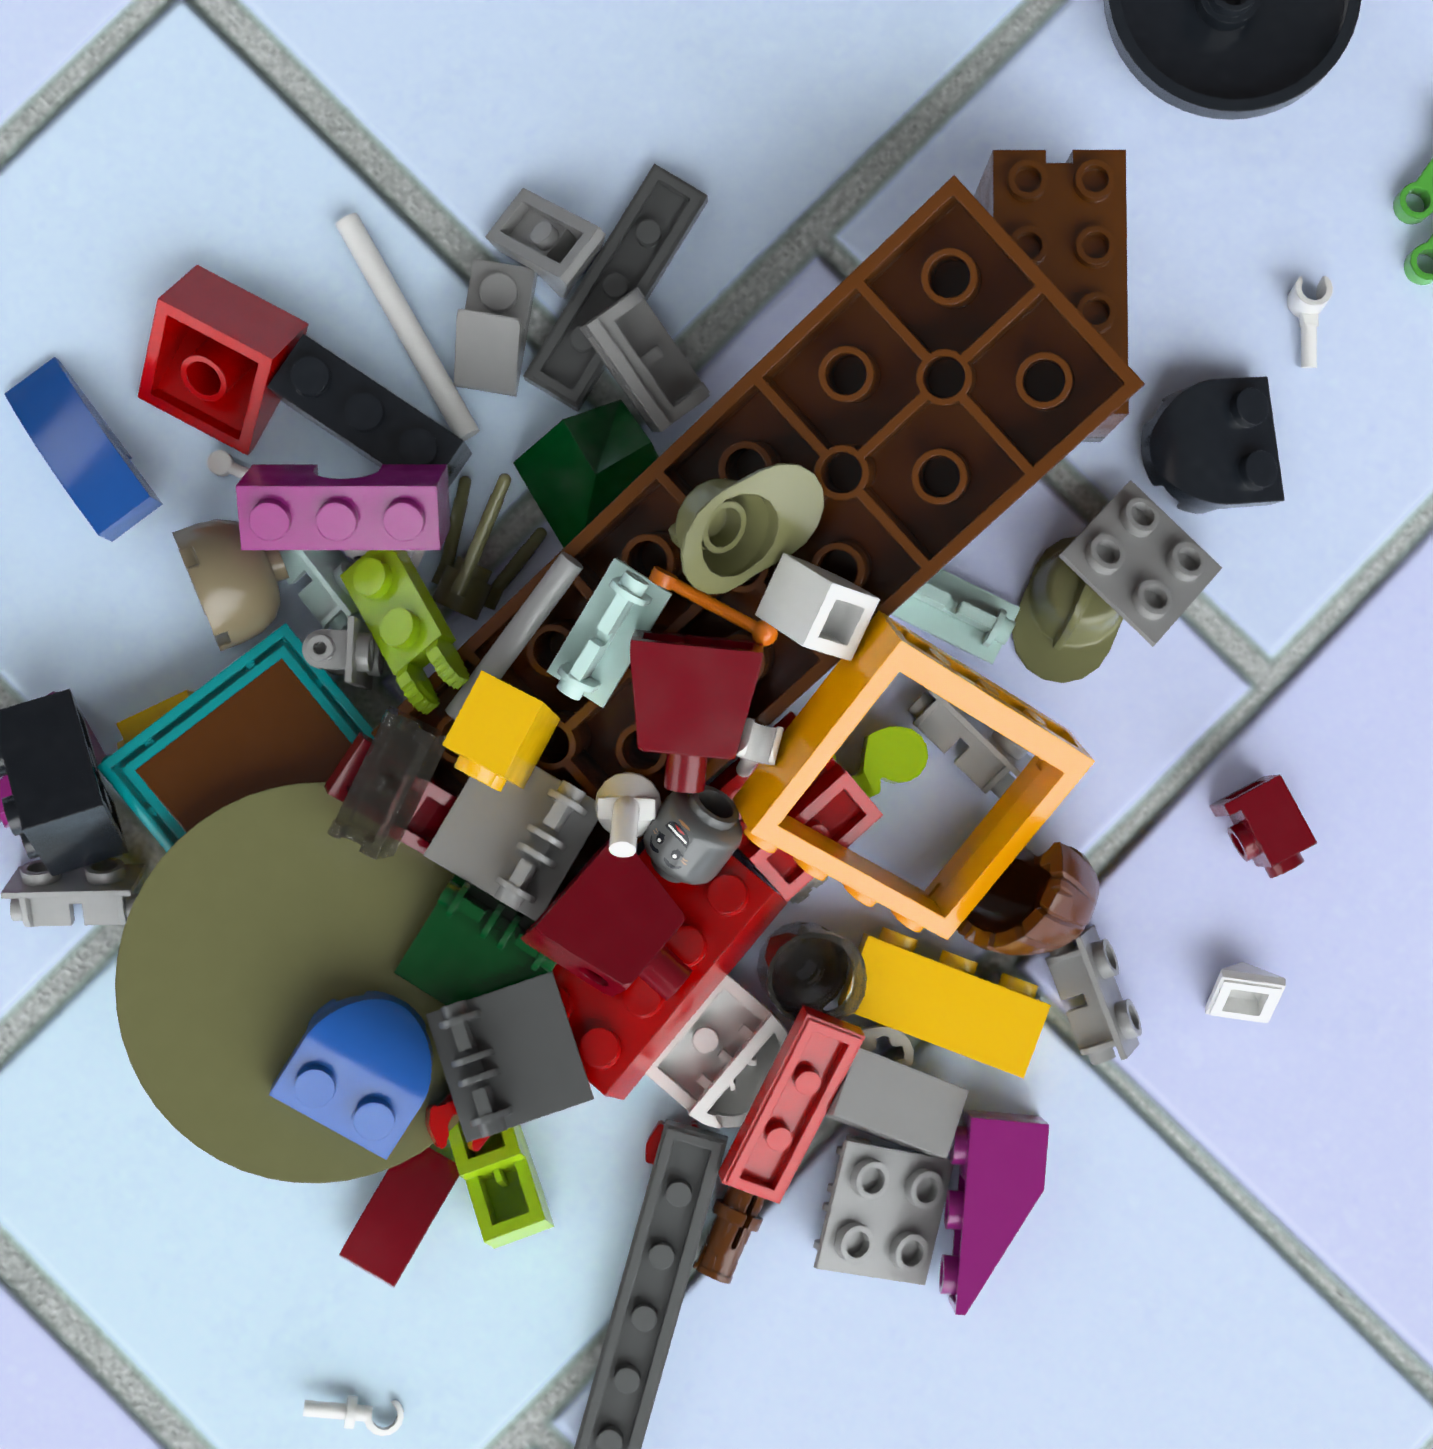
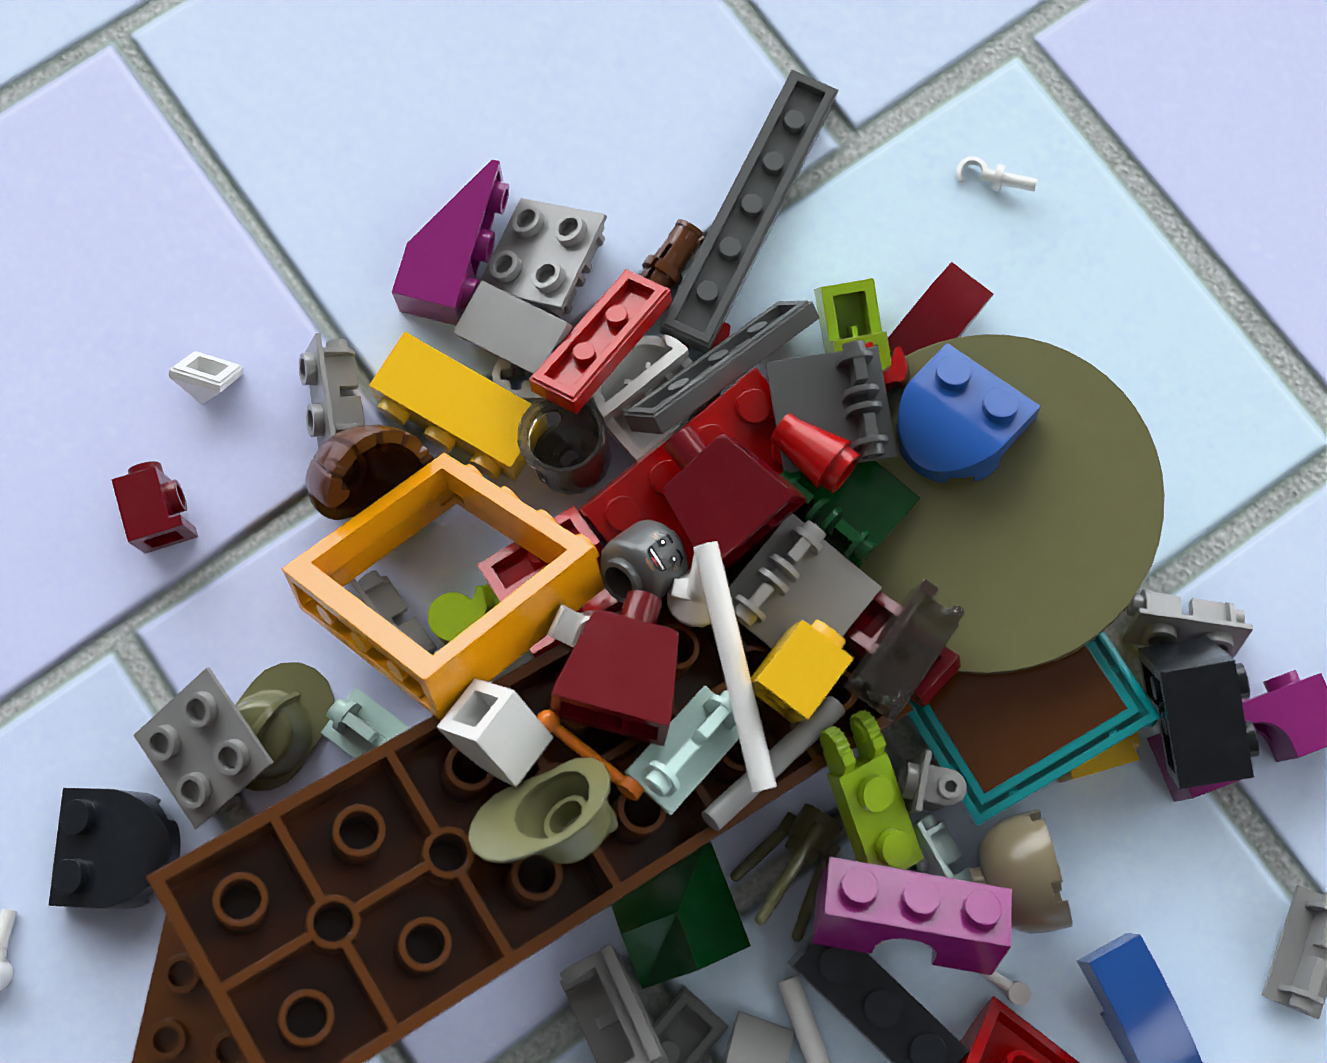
camera: 170 degrees left, 10 degrees down
(519, 996) = (816, 452): none -> red cone
(571, 723) = (734, 667): none -> white bar
(645, 1099) = (720, 367): none -> dark grey tile

